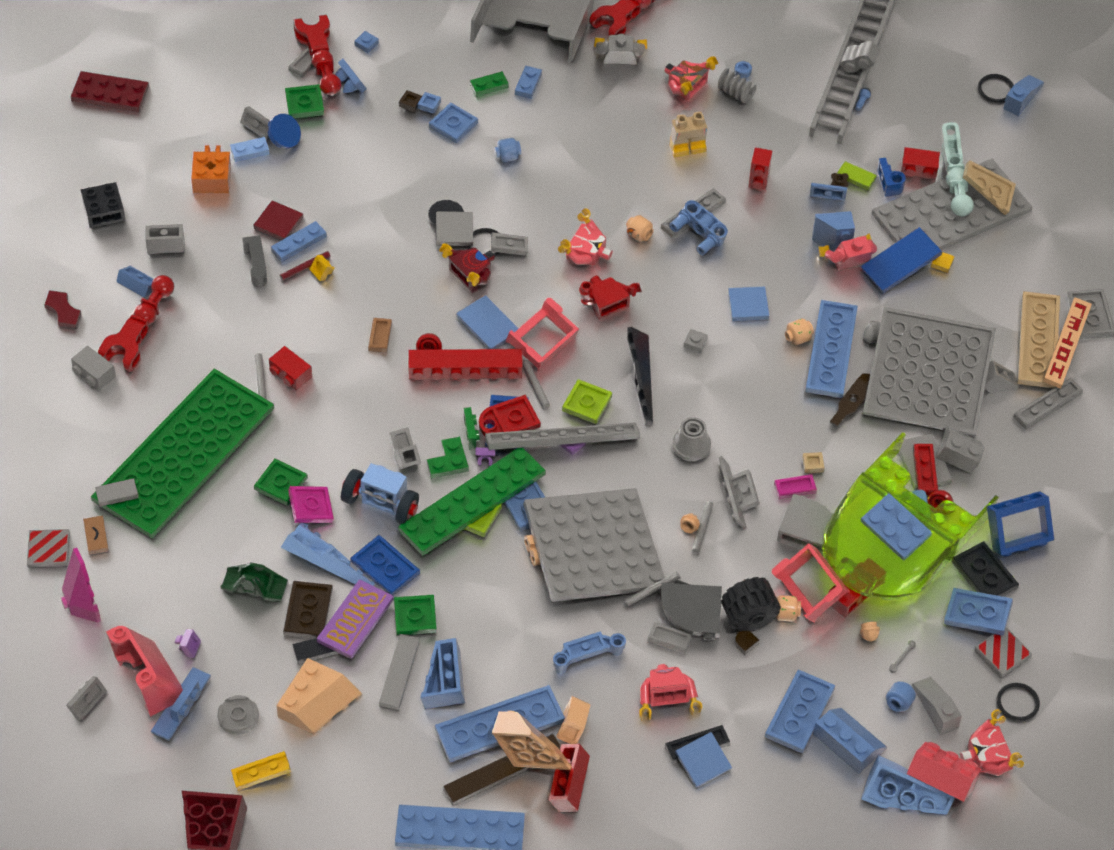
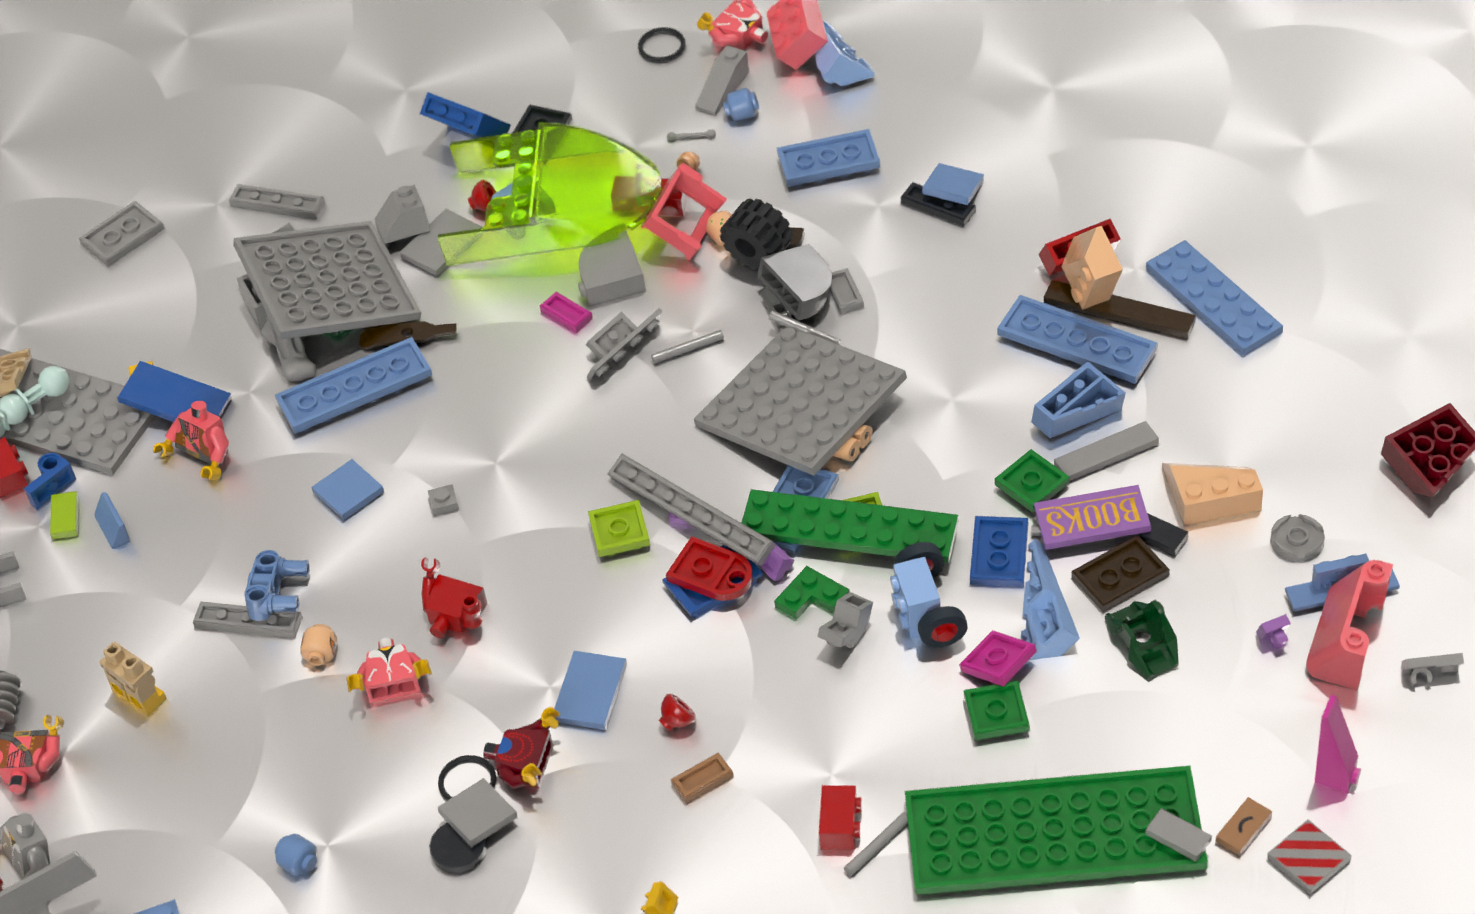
camera: 120 degrees left, 5 degrees down
(261, 770) = (1334, 469): yellow hinge -> none
(465, 364) = (672, 662): red brick -> none
(472, 434) = (755, 596): green plate -> none
(509, 244) = (453, 744): light grey plate -> none
(535, 383) = (634, 591): light grey bar -> none
(554, 313) = (565, 600): coral piece -> none
(575, 720) = (1010, 285): light nougat slope -> none
(587, 647) = (926, 334): medium blue plate -> none
(639, 349) = (509, 523): black wedge -> none
(667, 687) = (910, 247): coral torso -> none
(689, 523) = (694, 352): light nougat plate -> none
(692, 440) = (590, 408): light grey piece -> none
(760, 168) = (134, 582): red brick -> none
(799, 331) = (354, 421): light nougat head -> none
(813, 462) = (524, 311): tan plate -> none
(833, 228) = (180, 461): medium blue slope -> none
(843, 177) = (87, 521): dark brown plate -> none
(848, 739) = (821, 109): medium blue slope -> none
(896, 526) = (572, 163): medium blue plate -> none
(925, 468) = (466, 219): red tile -> none
(978, 611) = (592, 104): medium blue plate -> none
(1003, 652) = (617, 77): light grey tile -> none
(1037, 337) = (193, 246): tan plate -> none
(1067, 343) = (185, 216): light nougat tile -> none

